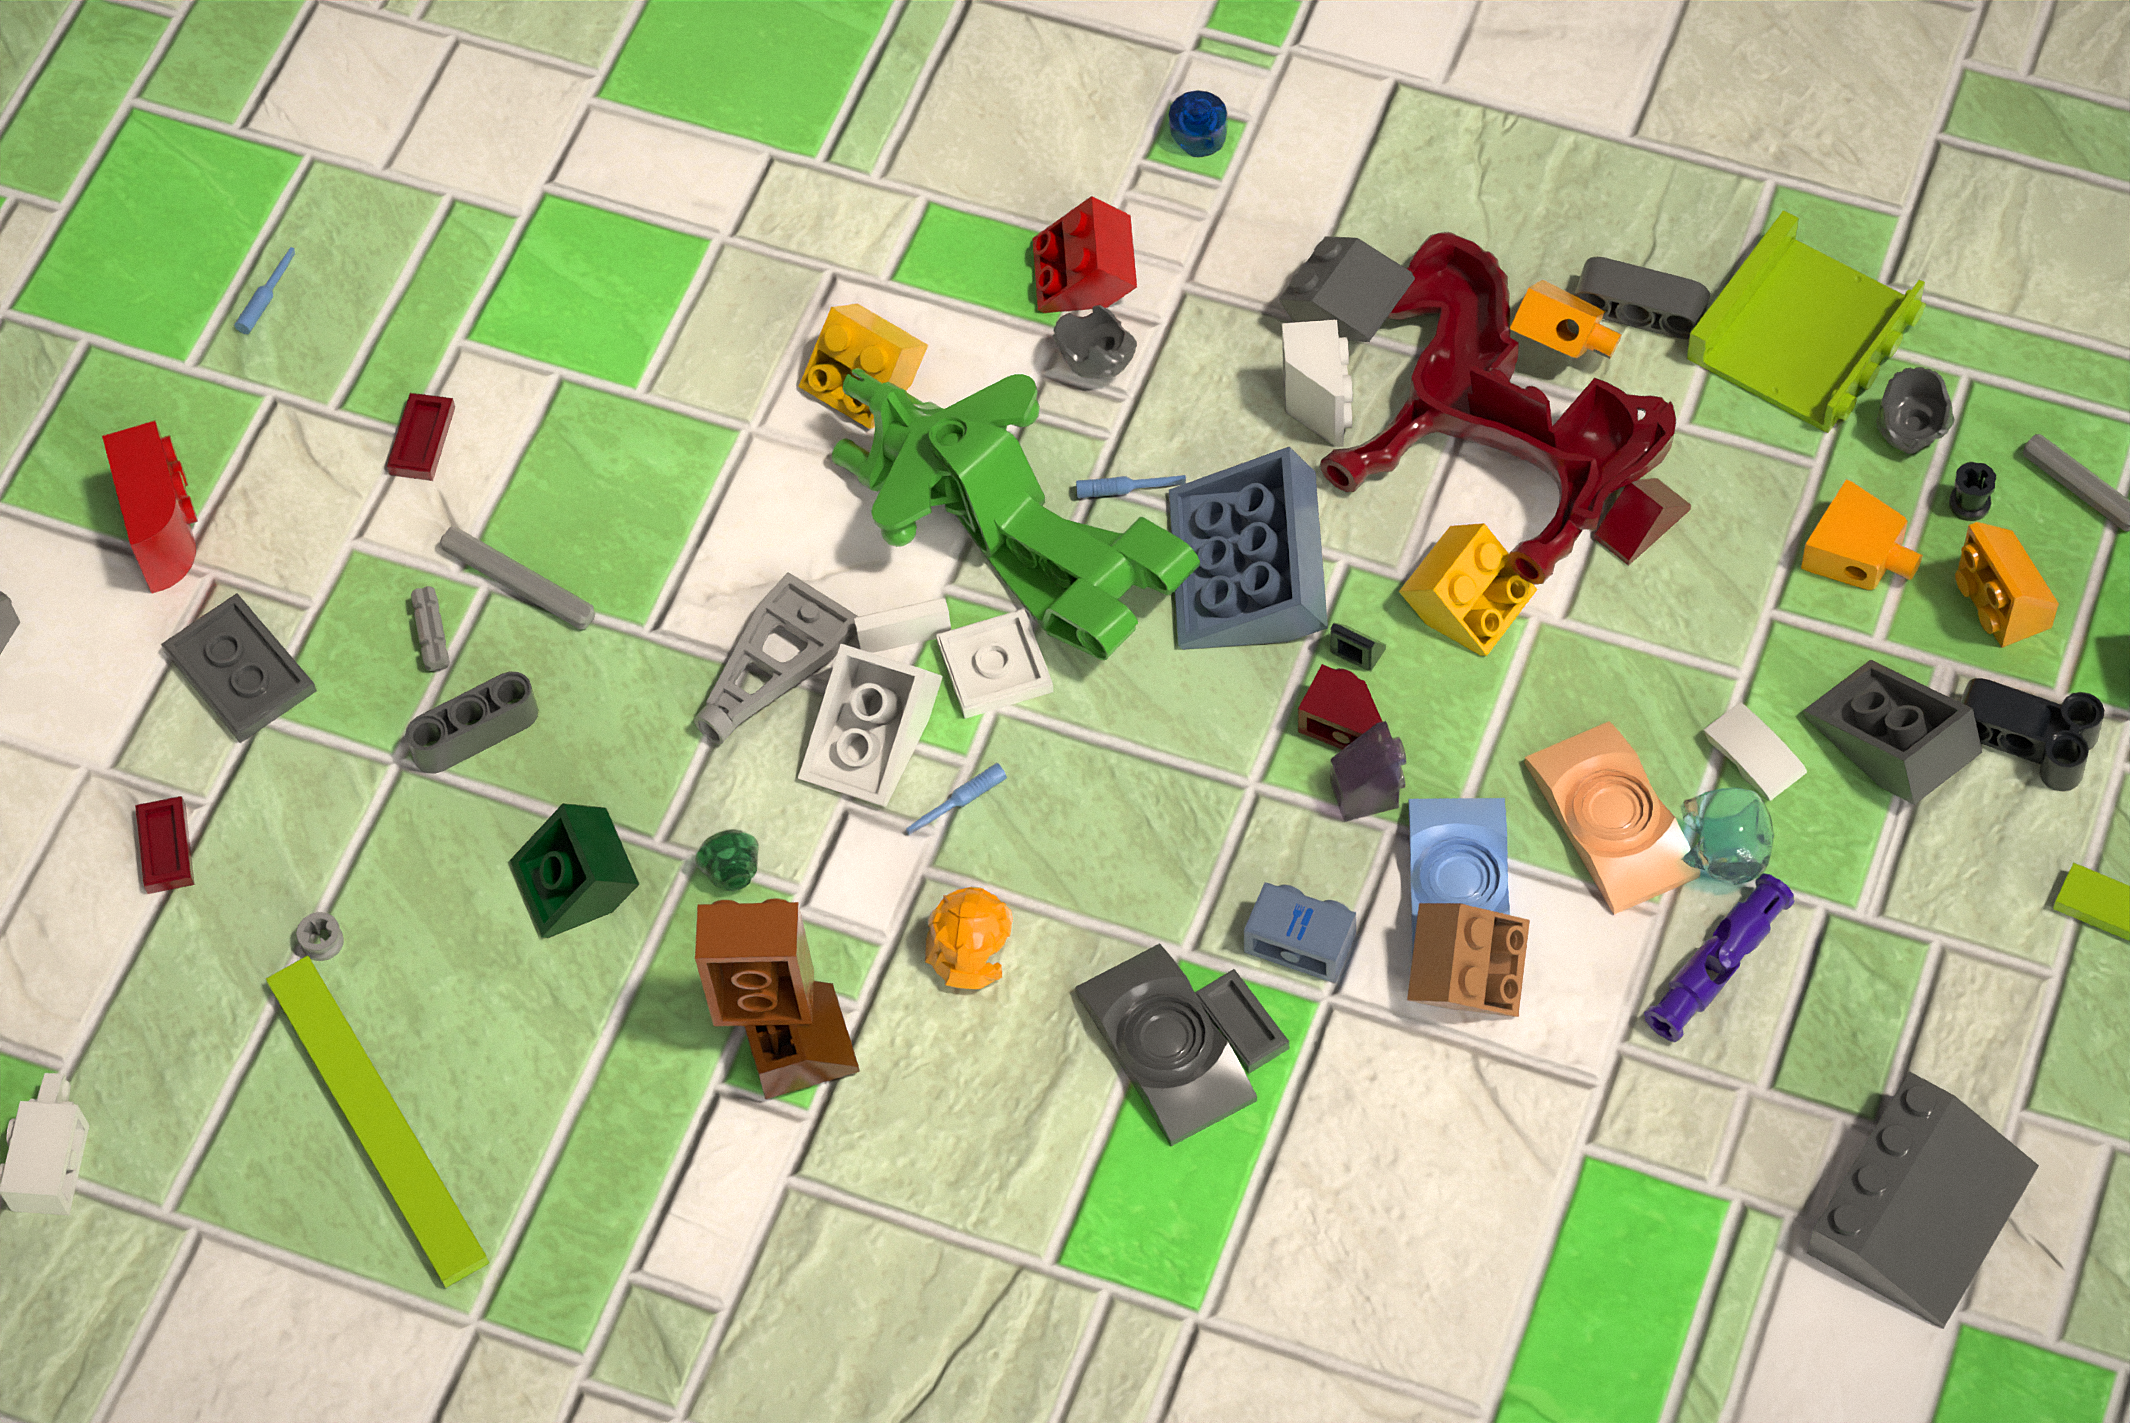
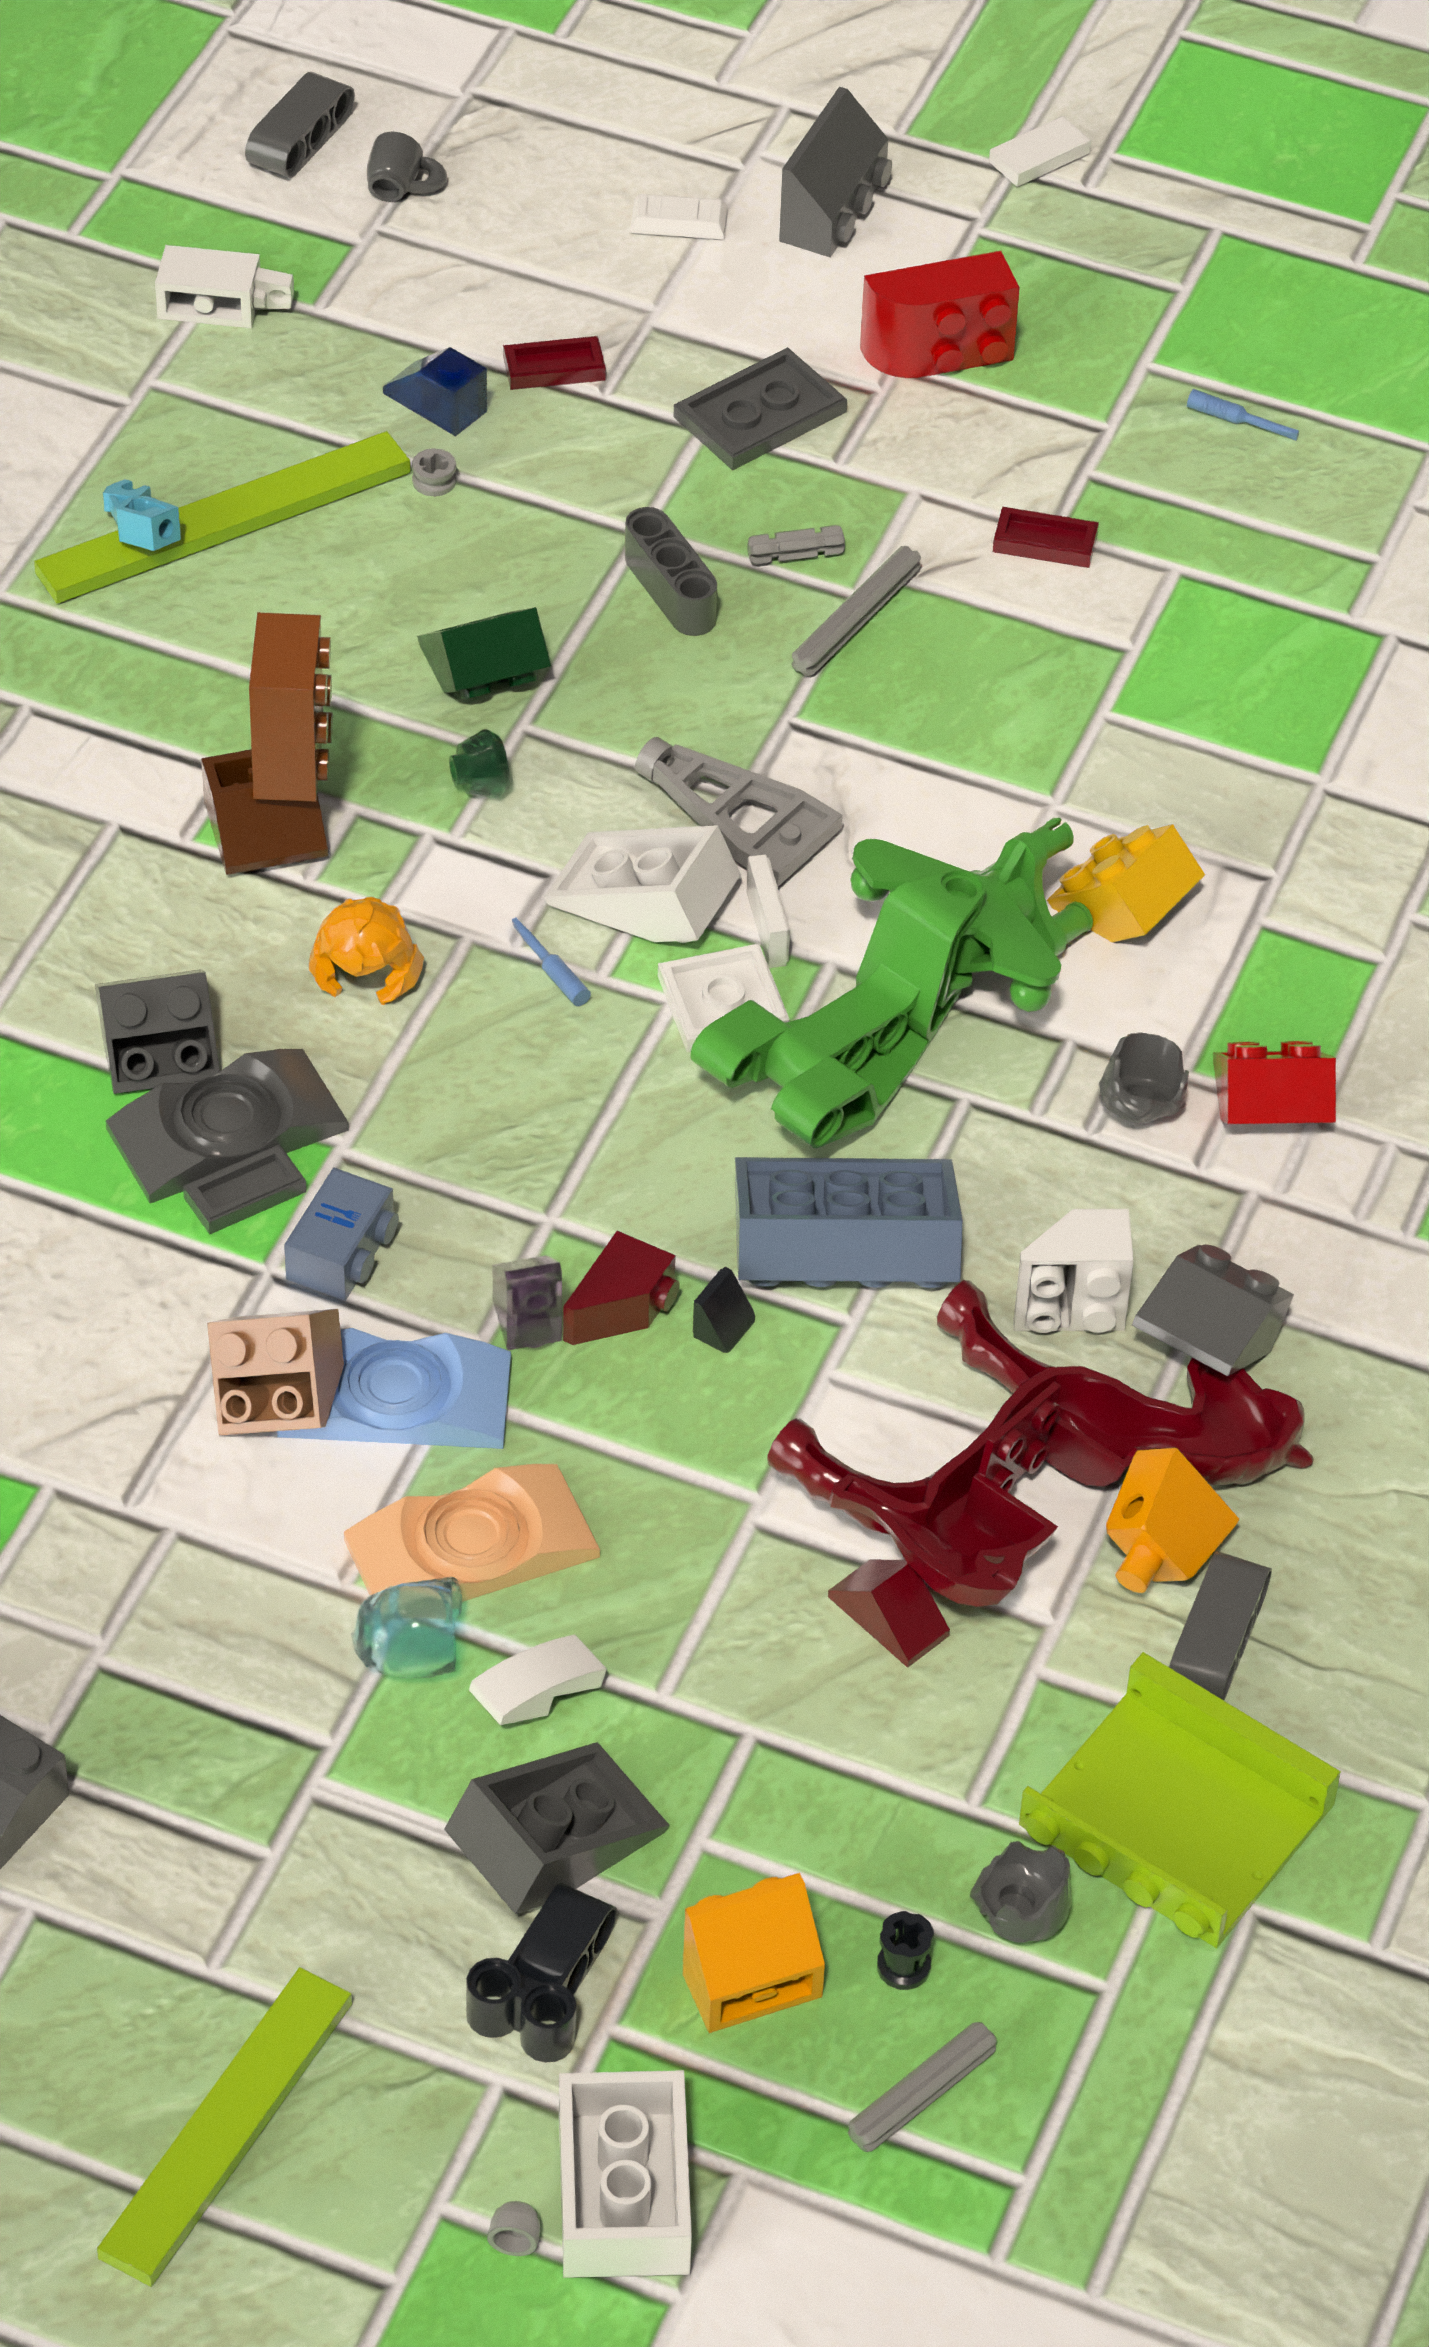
camera: 85 degrees right, 10 degrees down
(206, 936) = (442, 389): none -> slope
(405, 1175) = (140, 517): none -> medium azure piece
(1066, 1101) = (157, 1030): none -> dark grey slope
(1122, 485) = (959, 1114): medium blue piece -> none
(1468, 588) = (771, 1392): yellow slope -> none
(1735, 937) = (289, 1640): dark purple piece -> none
(1859, 541) = (838, 1817): light orange torso -> none

